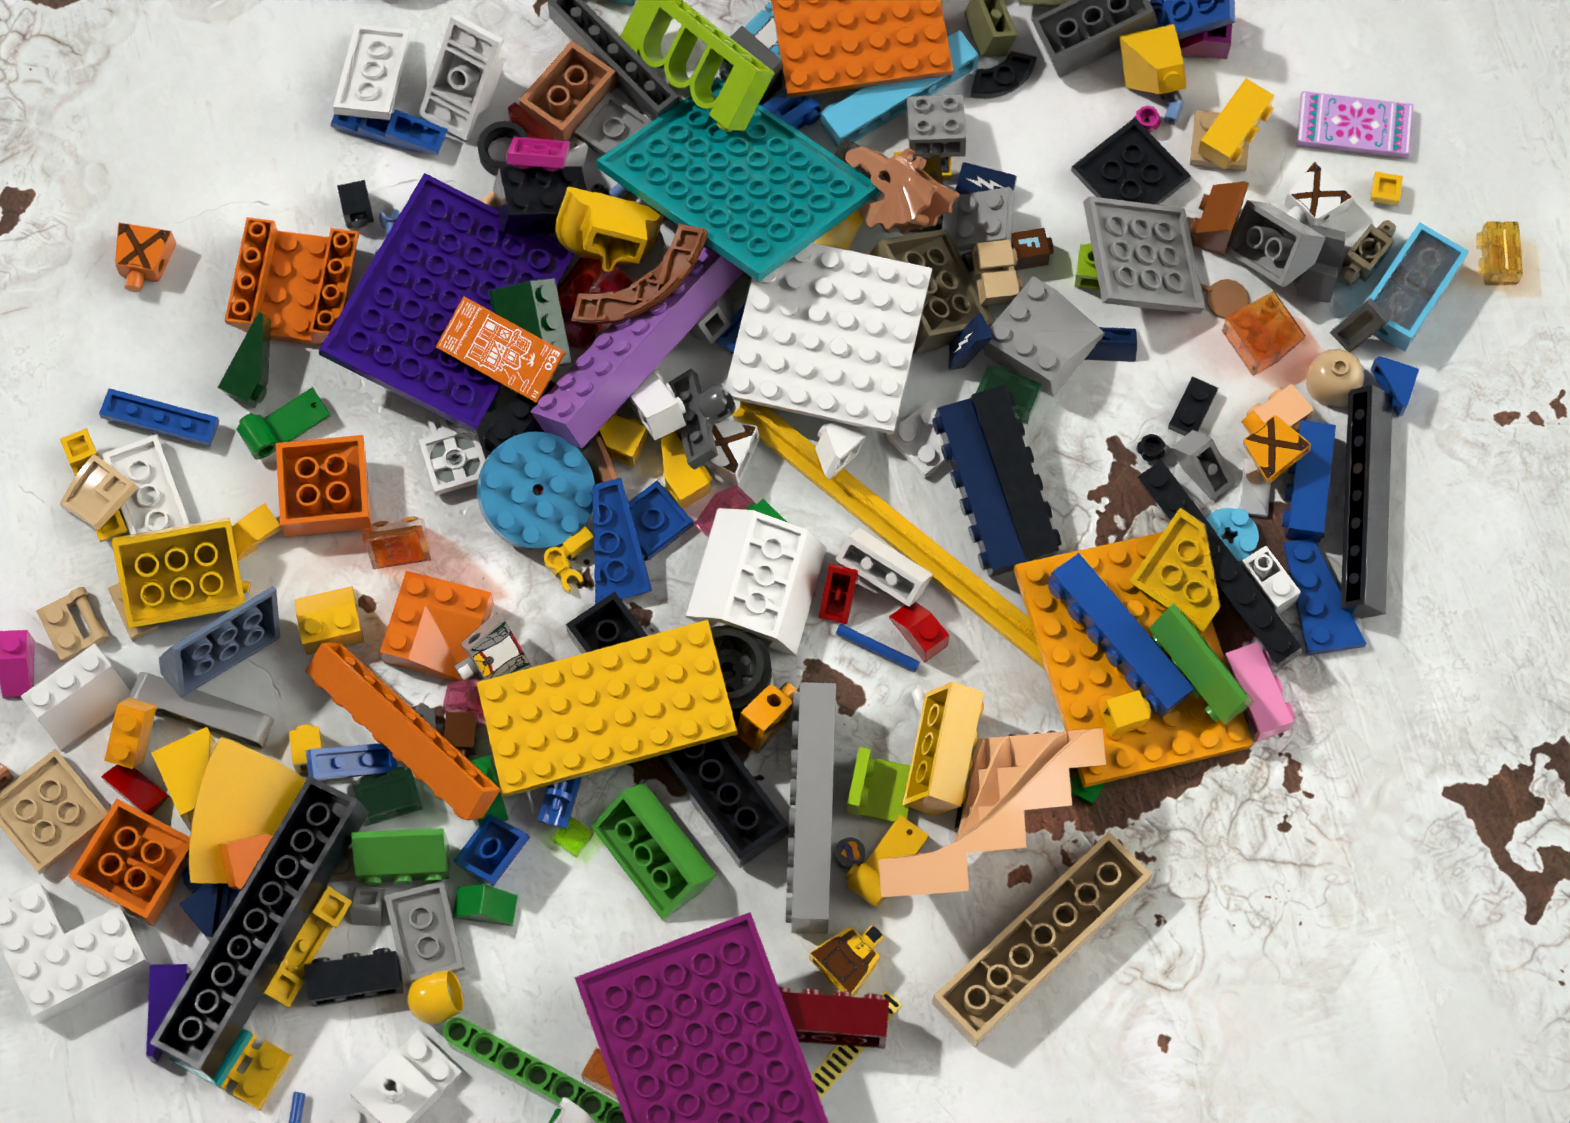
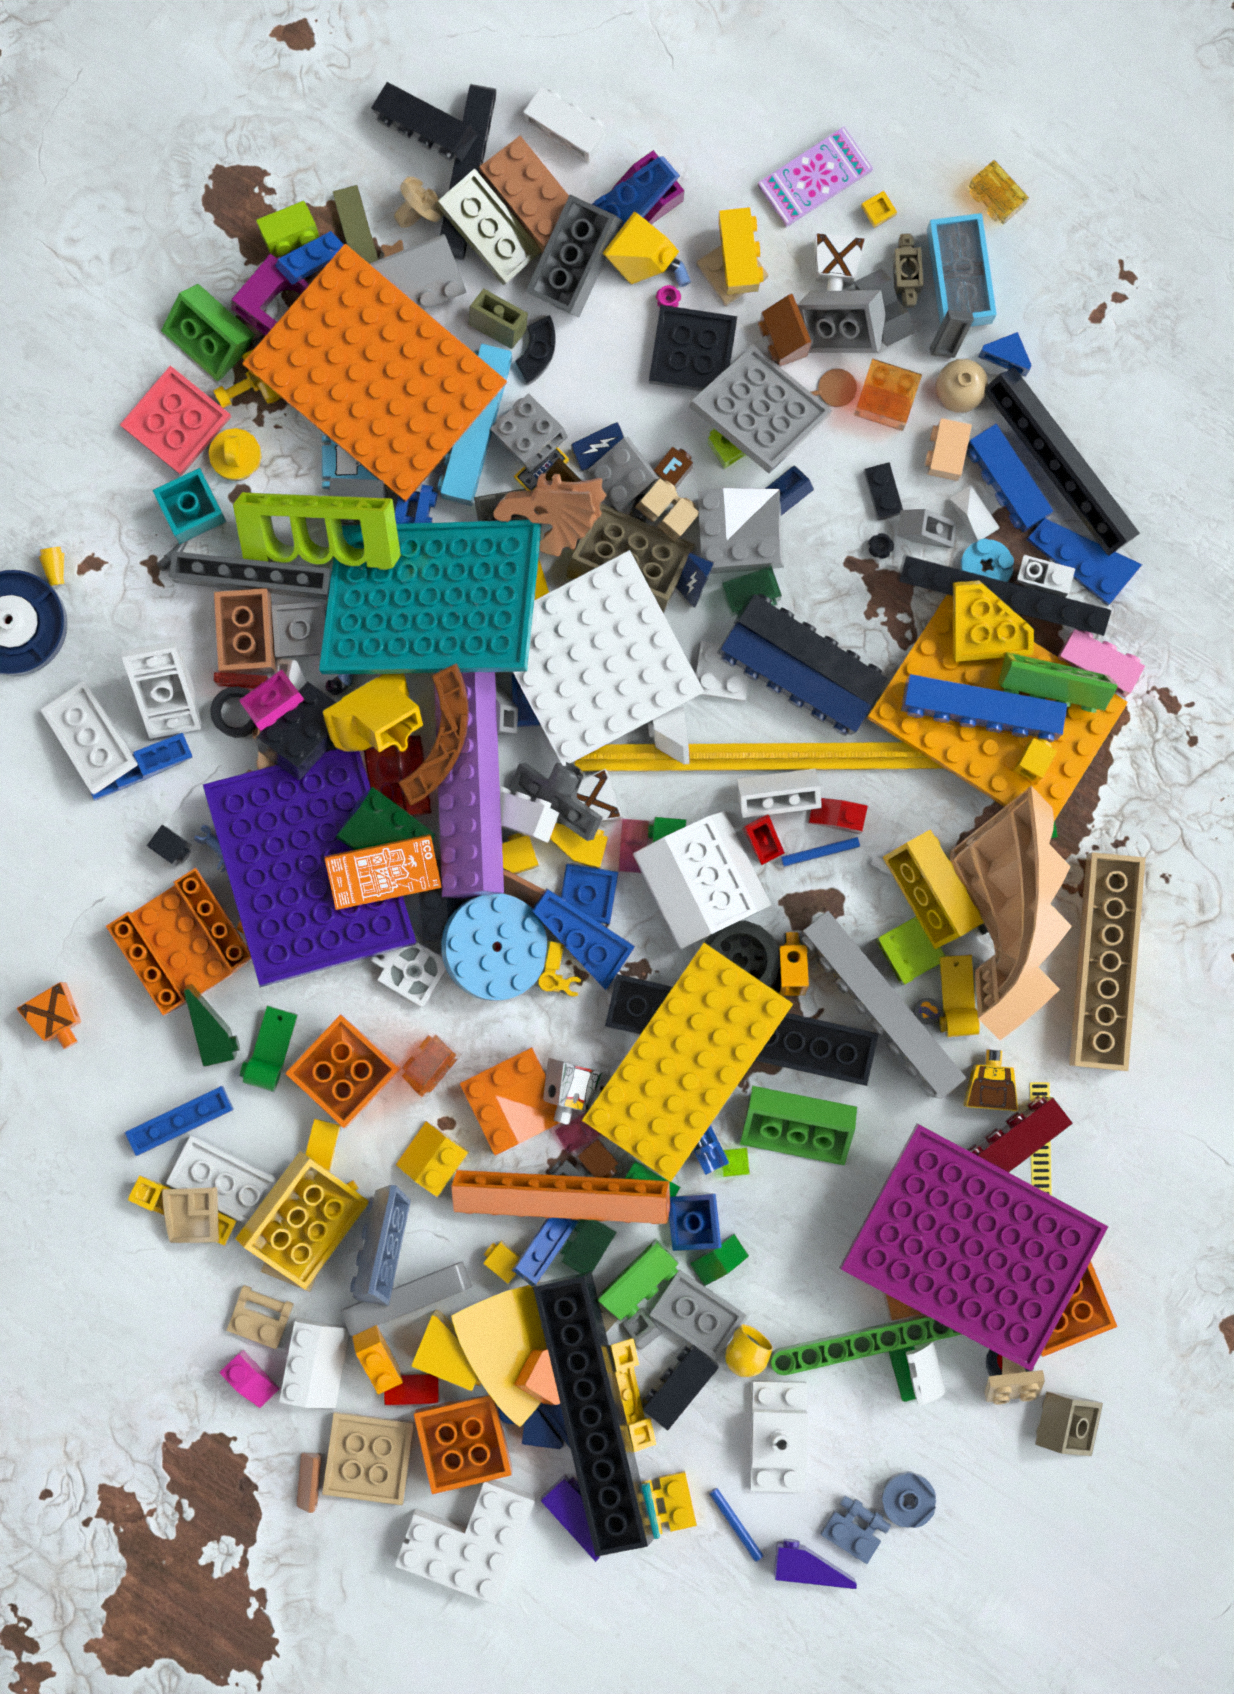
camera: 40 degrees left, 15 degrees up
(1273, 445) = (970, 478): light orange torso -> none

